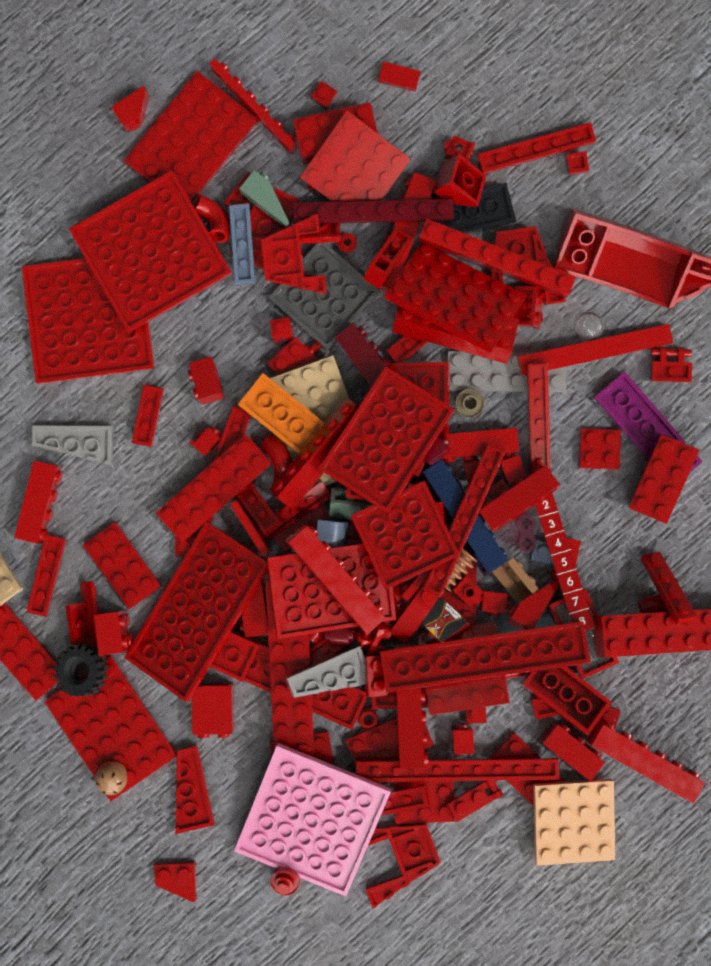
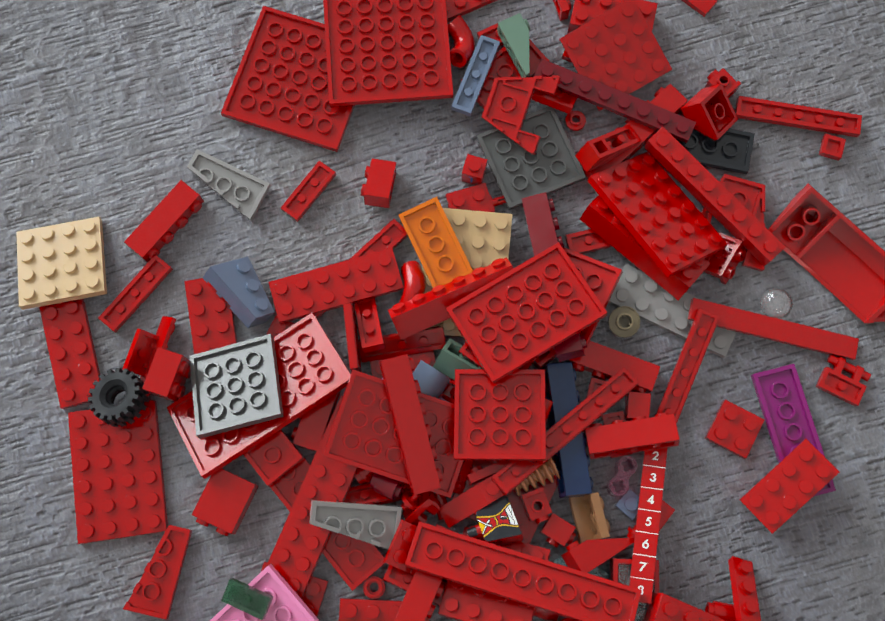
camera: 30 degrees right, 10 degrees down
(108, 782) = (84, 522): medium nougat helmet -> none
(136, 530) = (242, 290): none -> sand blue wedge
(174, 614) = (235, 386): none -> plate
(207, 440) = (352, 239): red brick -> none
(273, 779) = (247, 598): none -> clear green plate

